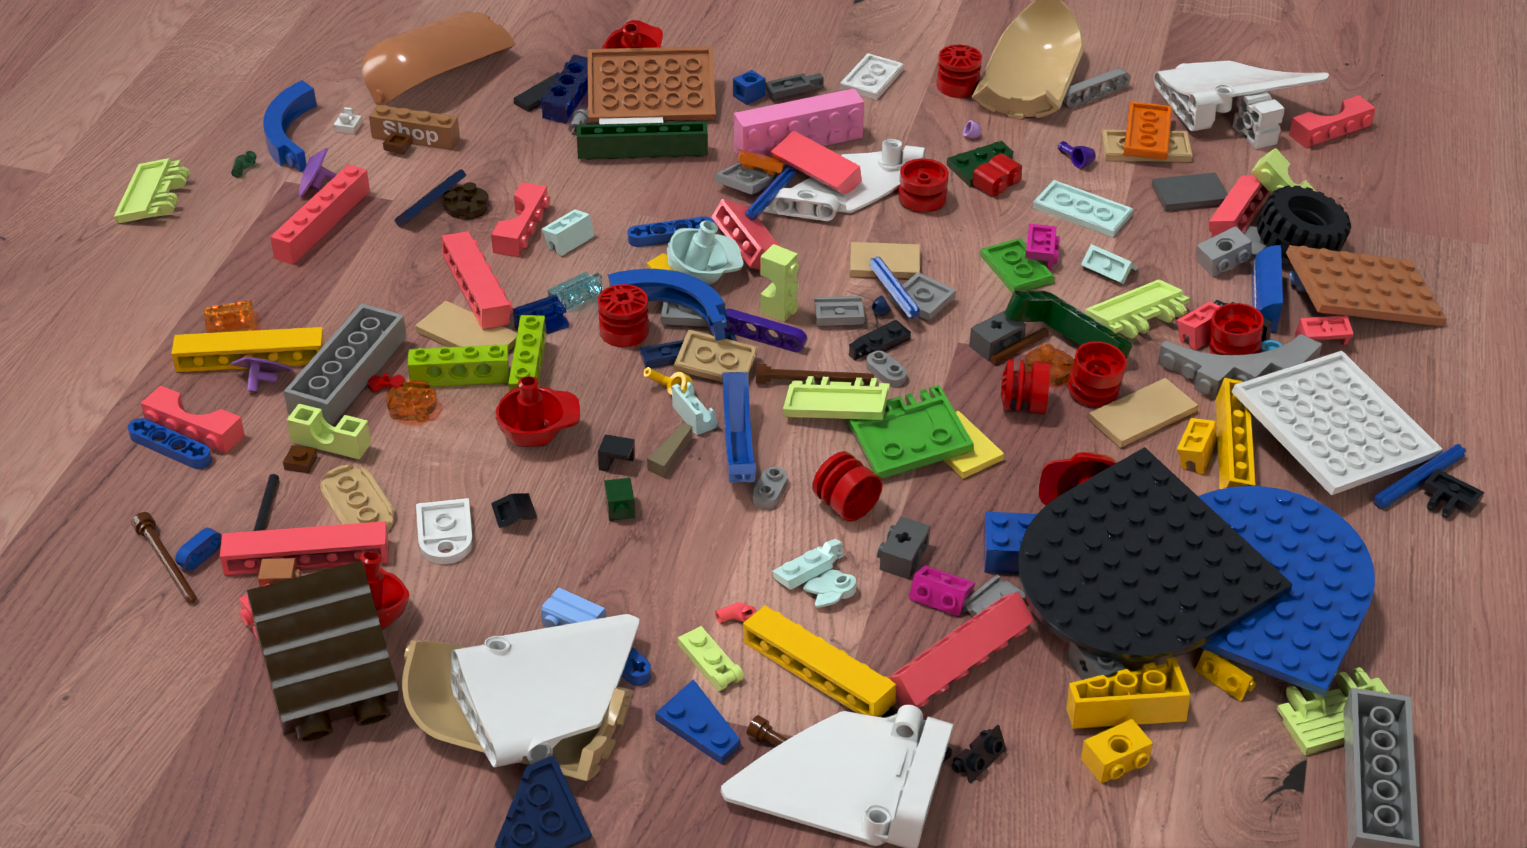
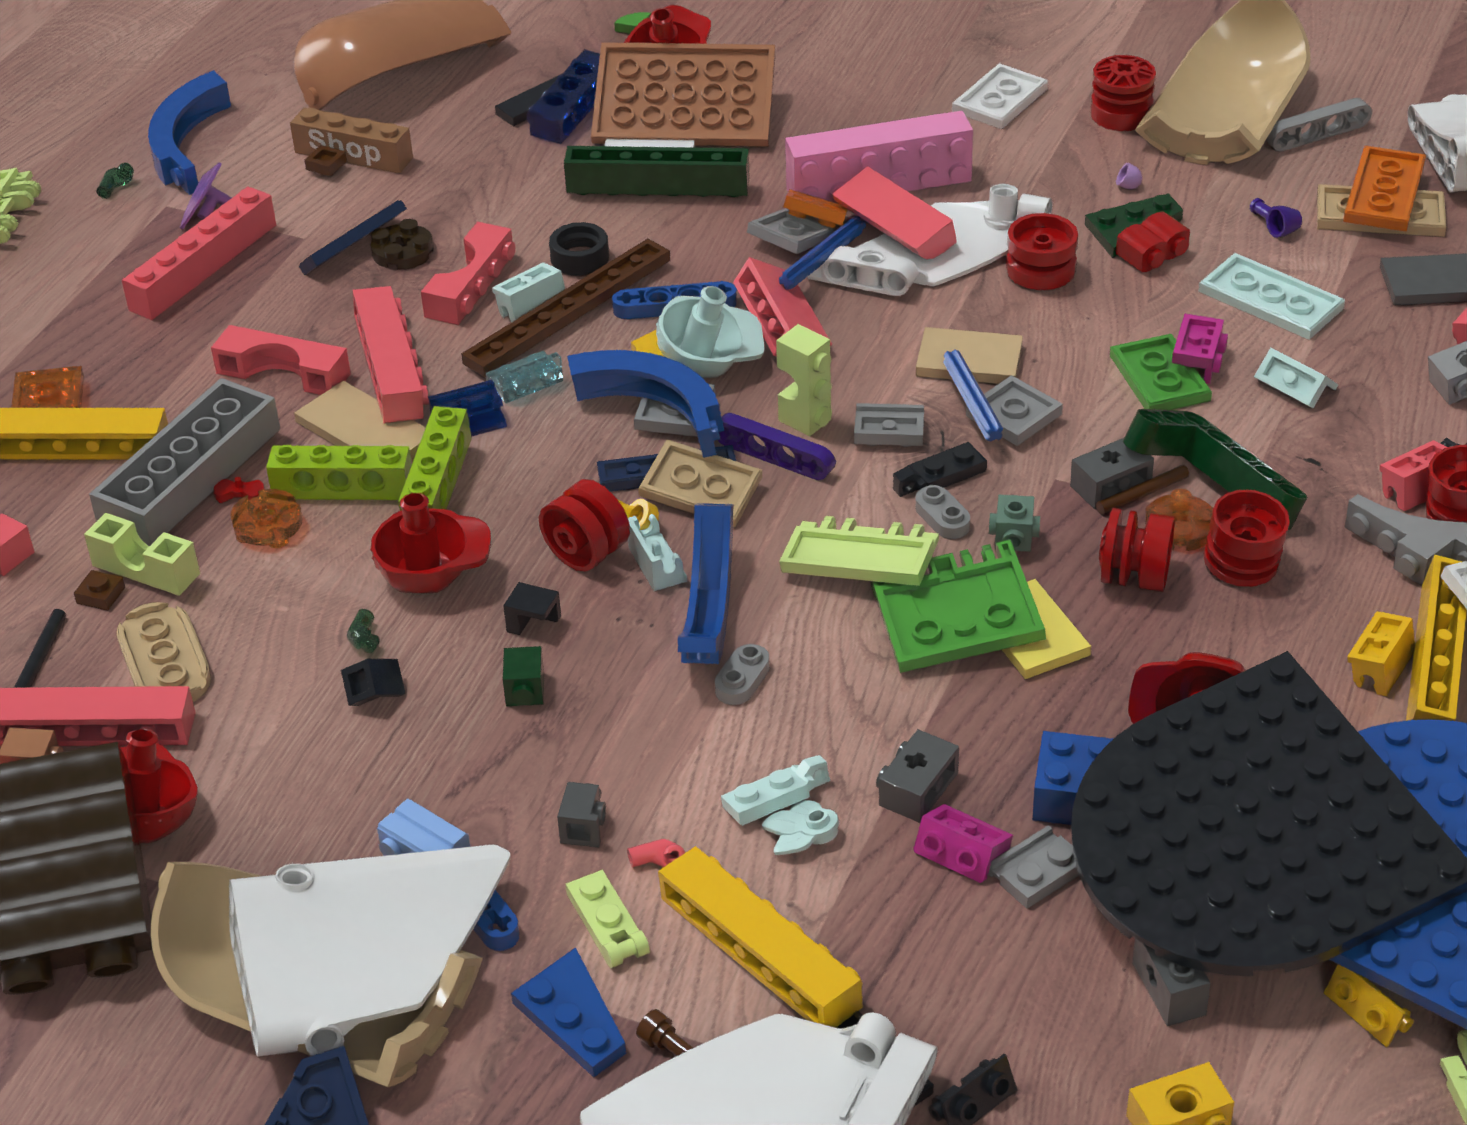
camera: 10 degrees right, 0 degrees up
(256, 374) = (65, 469): medium lavender shield -> none
(348, 122) = (265, 129): white tile -> none
(372, 283) = (247, 351): none -> coral arch
(443, 527) = (273, 699): white tile -> none
(497, 478) = (360, 634): none -> clear green arm
(580, 117) = (579, 136): light grey pin -> none
(594, 240) = (565, 307): none -> reddish brown plate
(596, 188) = (578, 235): none -> black tyre
(600, 33) = (629, 22): none -> bright green tile
(623, 315) = (580, 414): red wheel -> none
(643, 392) = (584, 525): none -> red wheel
(669, 451) = (610, 611): dark tan piece -> none
(680, 590) = (581, 815): none -> dark grey brick
(749, 87) = (822, 104): blue brick -> none
(765, 373) = (768, 508): reddish brown piece -> none
(794, 85) = (886, 104): dark grey hinge -> none
(847, 486) = (848, 679): red wheel -> none
(880, 306) = (951, 421): dark blue hinge -> none
(939, 372) = (1015, 521): none -> sand green brick
(960, 650) = (970, 936): coral brick -> none
(1130, 310) = (1316, 446): yellowish green hinge -> none
(1143, 412) = (1309, 598): tan tile -> none
(1143, 695) = (1228, 1027): yellow wedge -> none

